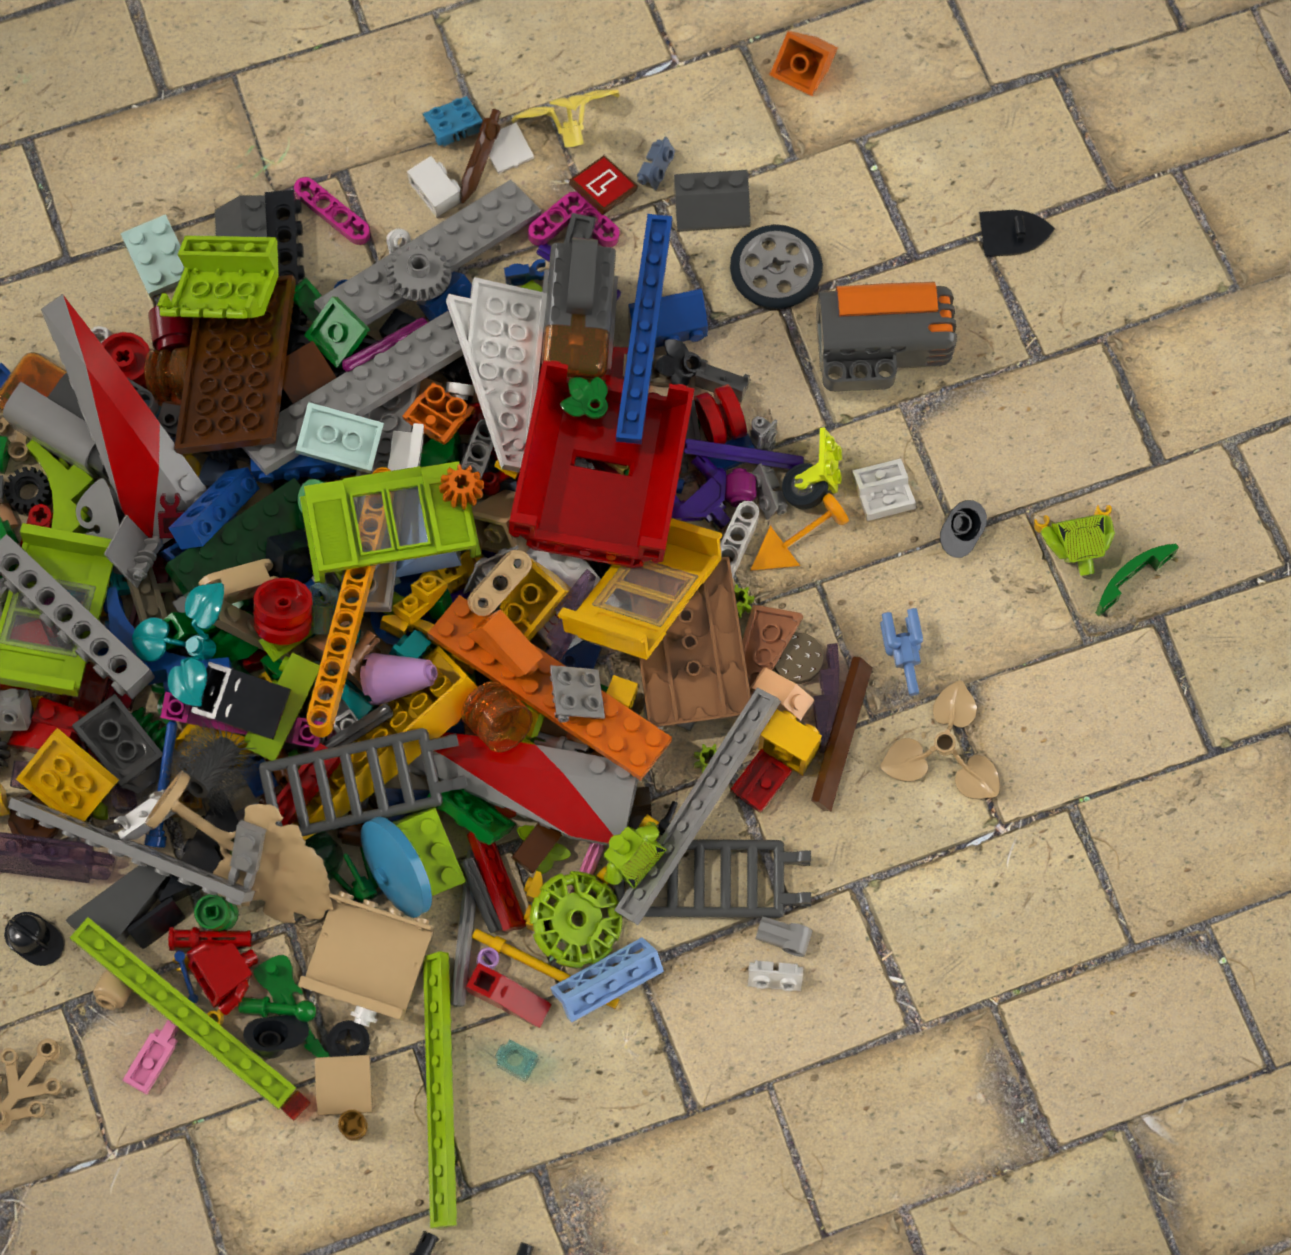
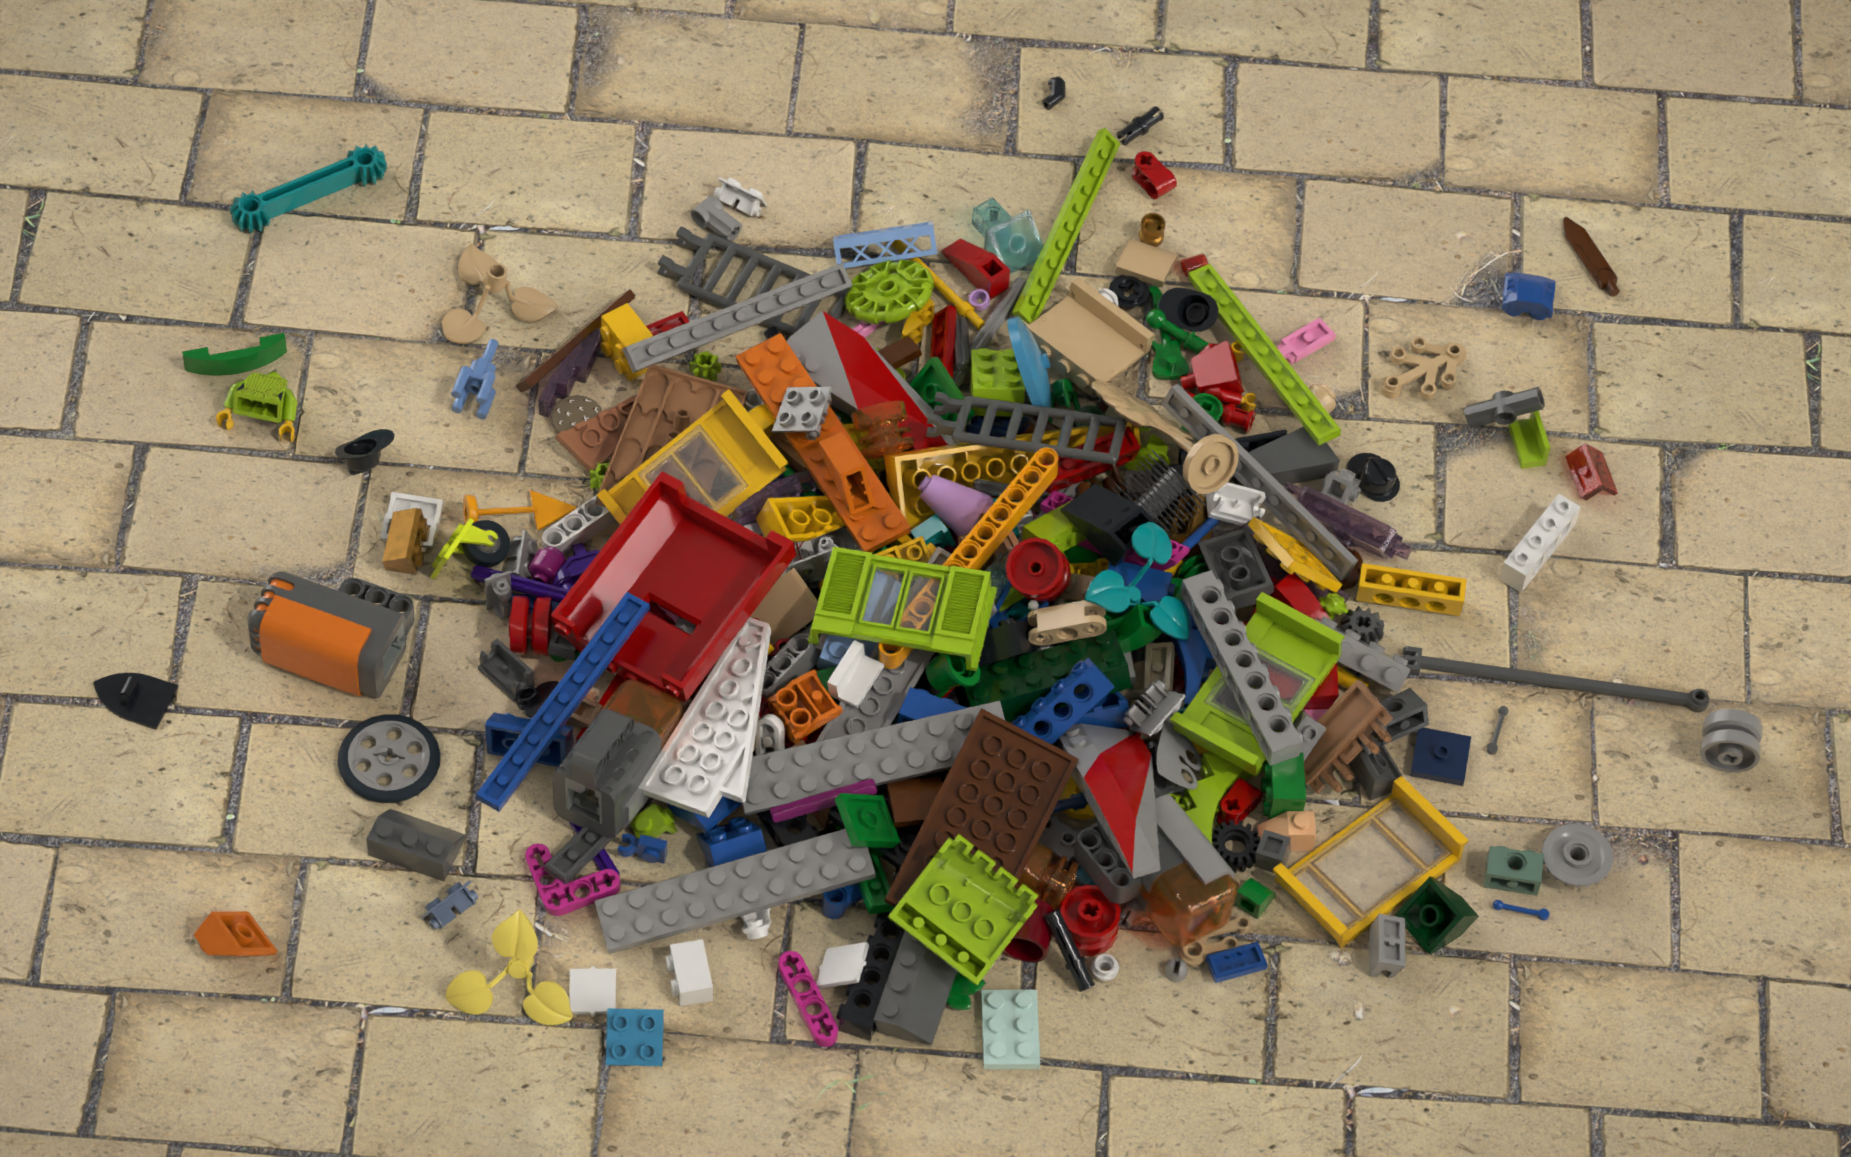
camera: 160 degrees left, 15 degrees down
(17, 757) = (1333, 604): none -> lime plant
(55, 894) = (1332, 488): none -> light grey brick
(124, 321) = (1069, 950): none -> black pin
(169, 516) = (1106, 724): dark red plate -> none
(180, 956) = (1248, 395): blue hinge -> none
(246, 853) = (1158, 408): light grey hinge -> none
(314, 241) = (842, 965): none -> white piece
(339, 437) = (914, 698): light aqua plate -> none
(375, 1195) = (1152, 175): none -> red piece
(418, 273) = (761, 871): light grey gear -> none
(461, 477) = (822, 590): orange gear -> none
(481, 1040) = (1014, 241): none -> clear light blue slope
(488, 133) = (609, 998): reddish brown piece -> none
(512, 575) = (826, 521): tan piece -> none
(585, 394) = (656, 660): green plate -> none
(603, 185) = (514, 894): red tile -> none
(632, 854) = (811, 300): lime torso -> none
(791, 695) = (611, 380): light nougat slope -> none
(871, 448) = (405, 541): none -> pearl gold slope
(1182, 787) = (255, 211): none -> teal arm

